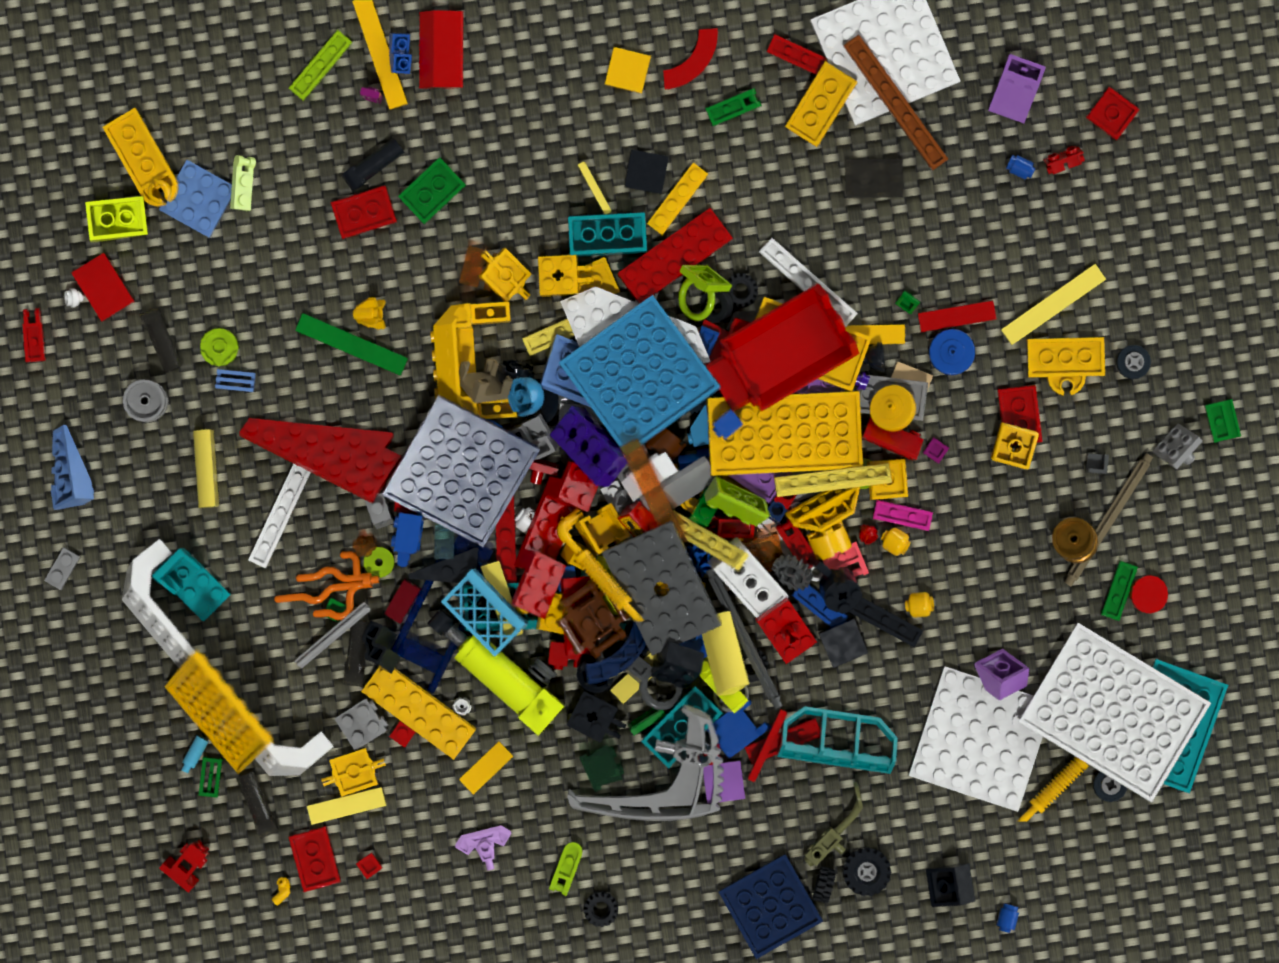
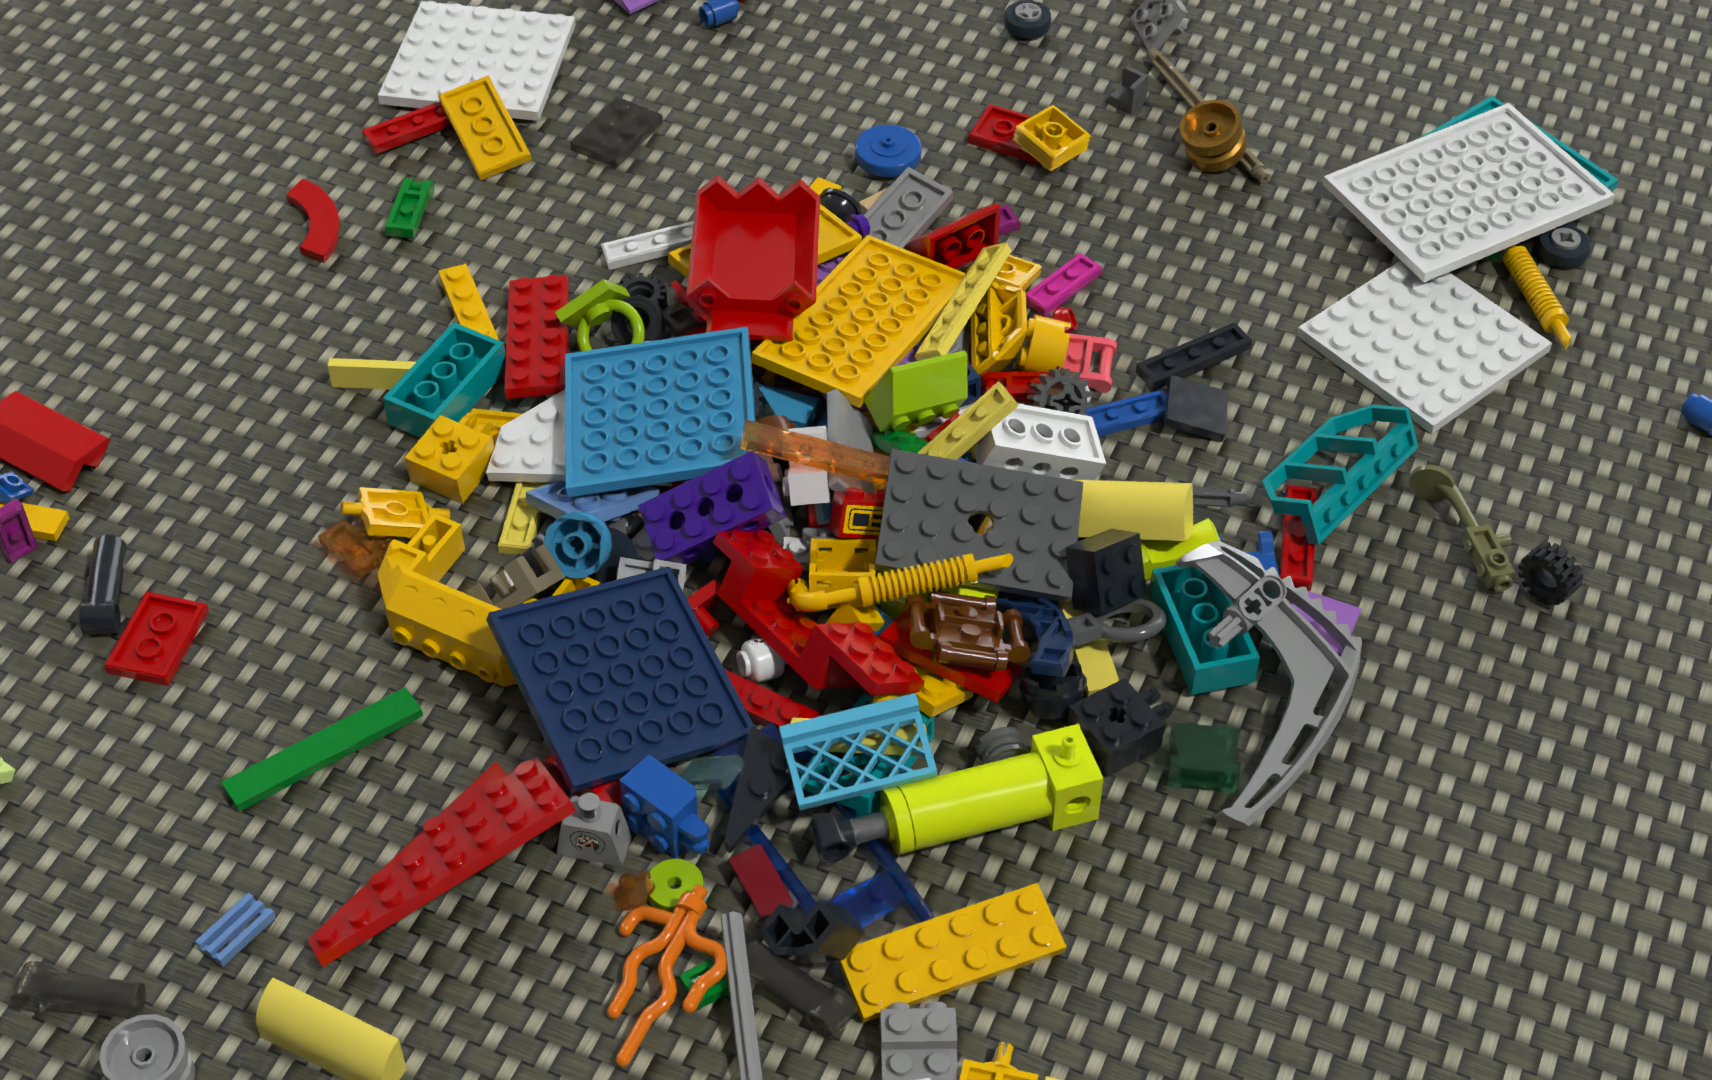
camera: 60 degrees left, 40 degrees down
(219, 347) = (166, 925): lime tile -> none
(279, 516) = (492, 978): white plate -> none
(370, 313) = (299, 695): yellow brick -> none
(402, 734) = (975, 1000): red plate -> none
(432, 191) = (206, 543): green plate -> none
(461, 711) = (984, 884): white plate -> none
(484, 843) = (1234, 976): lavender piece -> none
(486, 768) = (1108, 917): yellow sticker -> none
(558, 658) = (987, 715): red brick -> none
(566, 867) = (1344, 884): lime plate -> none
(601, 897) = (1448, 857): black tyre -> none
(627, 70) = (264, 281): yellow tile -> none
(645, 720) = (1164, 665): green tile -> none
(646, 172) = (405, 321): black tile -> none
(727, 424) = (803, 339): blue brick -> none
(770, 738) = (1295, 542): red tile -> none
(770, 906) = (1550, 660): dark blue plate -> none
(786, 630) = (1138, 447): red plate -> none
(819, 566) = (1075, 361): black tile -> none
(840, 590) = (1120, 365): black brick -> none
(874, 867) = (1554, 519): black wheel -> none
(892, 408) = (915, 205): yellow wheel -> none
(895, 102) = (545, 64): dark orange tile -> none
(895, 541) = (1093, 298): yellow head -> none
(907, 302) = (792, 163): green slope -> none
(919, 604) = (1196, 311): yellow head -> none
(950, 885) = (1624, 451): black slope -> none
(957, 316) = (842, 140): red tile -> none
(1002, 674) = (1349, 267): medium lavender slope -> none
(1053, 304) = (904, 56): light yellow tile -> none
(1066, 361) = (981, 69): yellow plate -> none
(1119, 590) = (1305, 143): green tile -> none
(1149, 594) = (1327, 116): red tile -> none

